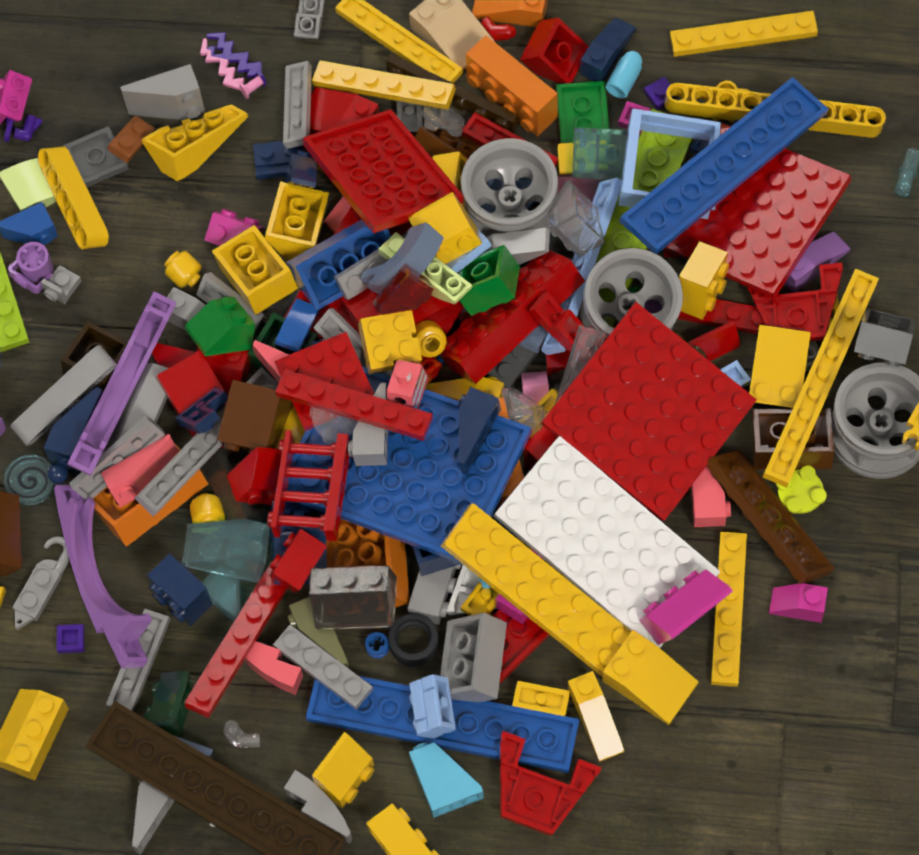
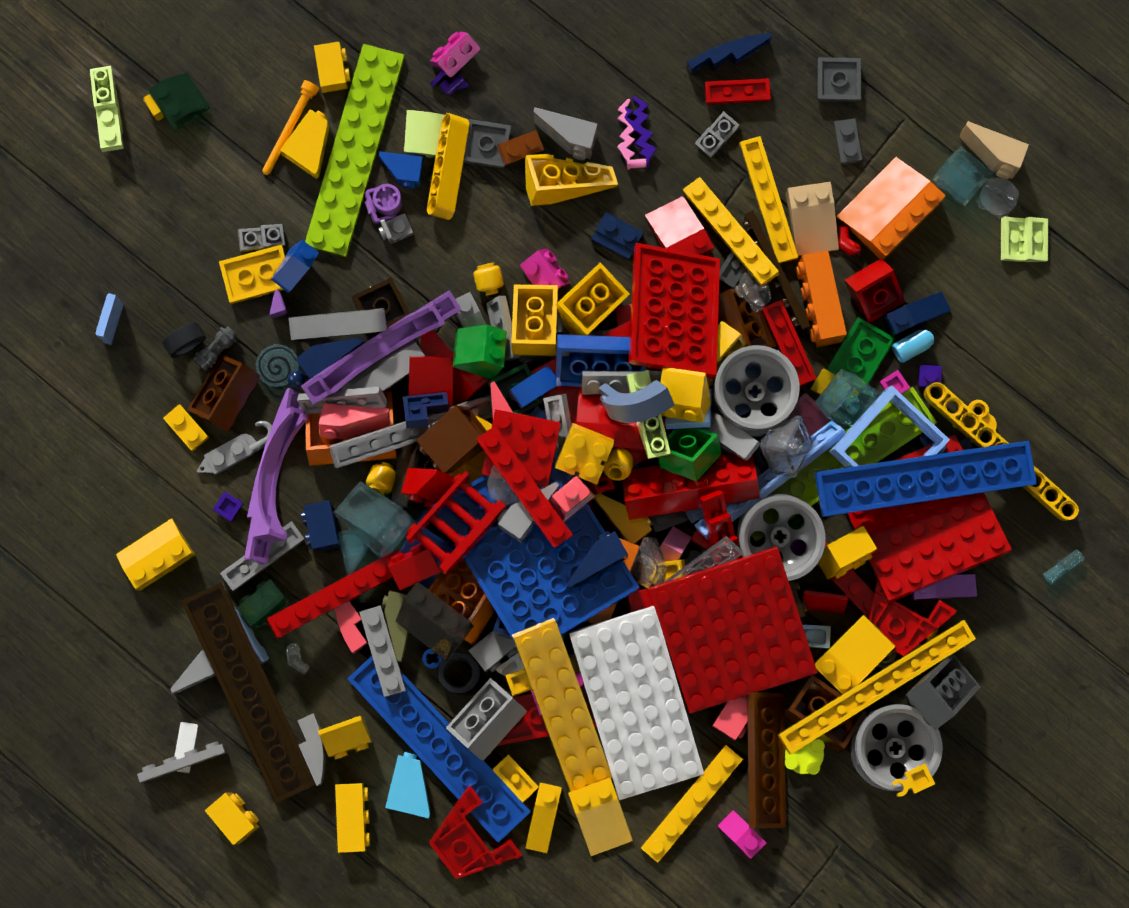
camera: 30 degrees right, 15 degrees up
(297, 103) = (657, 203): light grey plate -> none
(302, 170) = (619, 266): dark blue slope -> none
(404, 292) = (616, 427): clear red slope -> none
(432, 706) = (434, 735): light blue brick -> none
(683, 605) = (656, 788): dark pink slope -> none
(743, 33) = (1026, 371): yellow plate -> none

